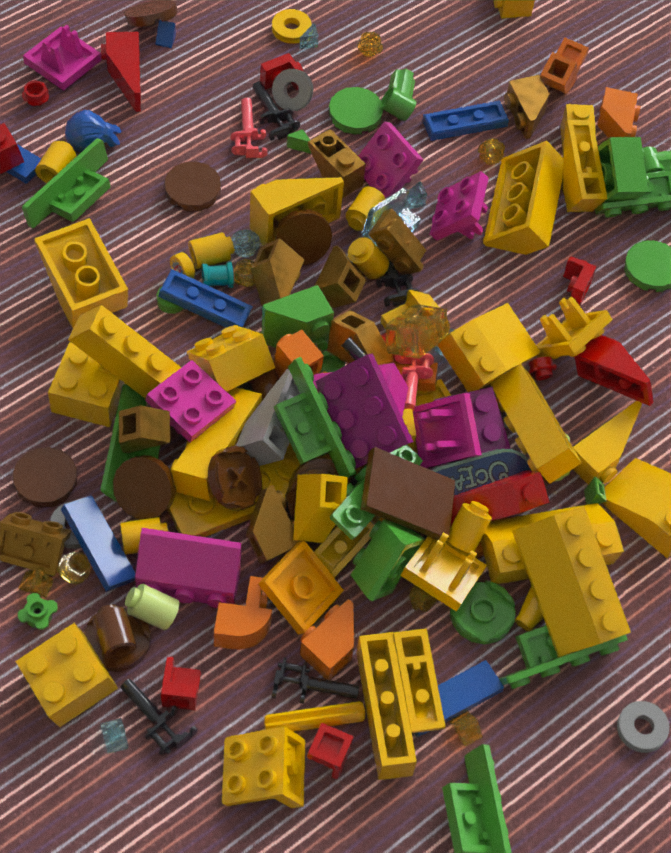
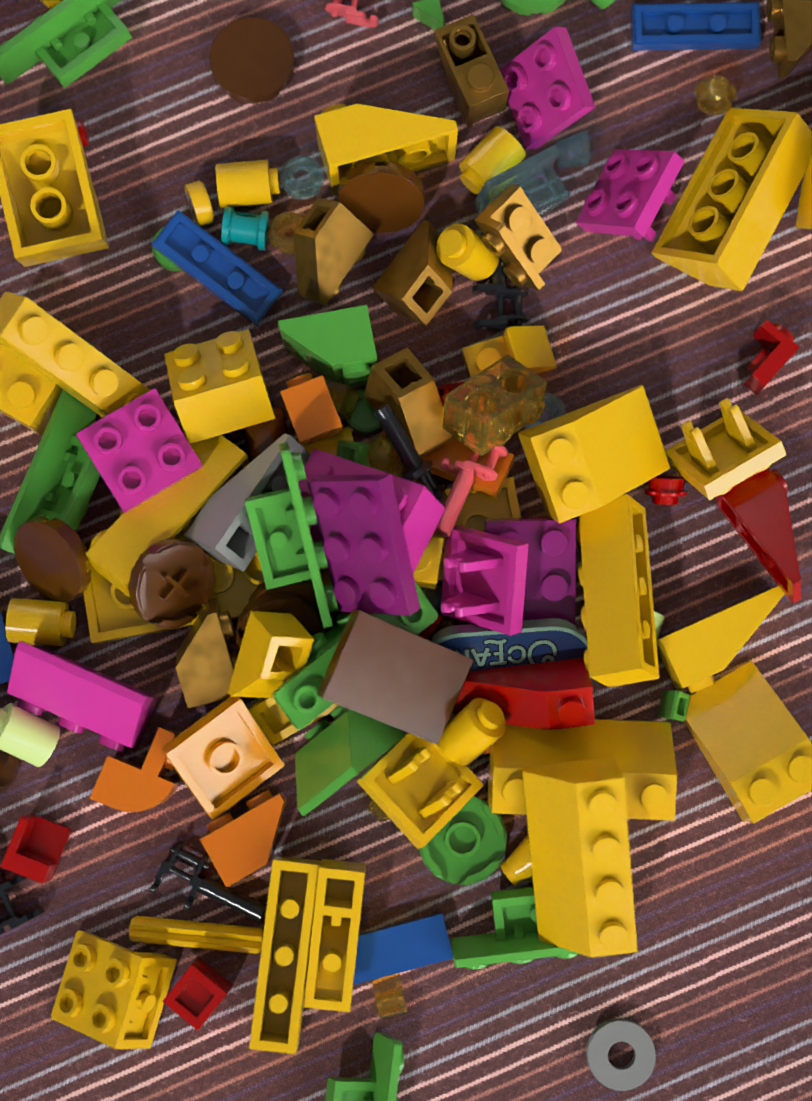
camera: 20 degrees right, 25 degrees up
(143, 428) = (60, 483): pearl gold slope -> none

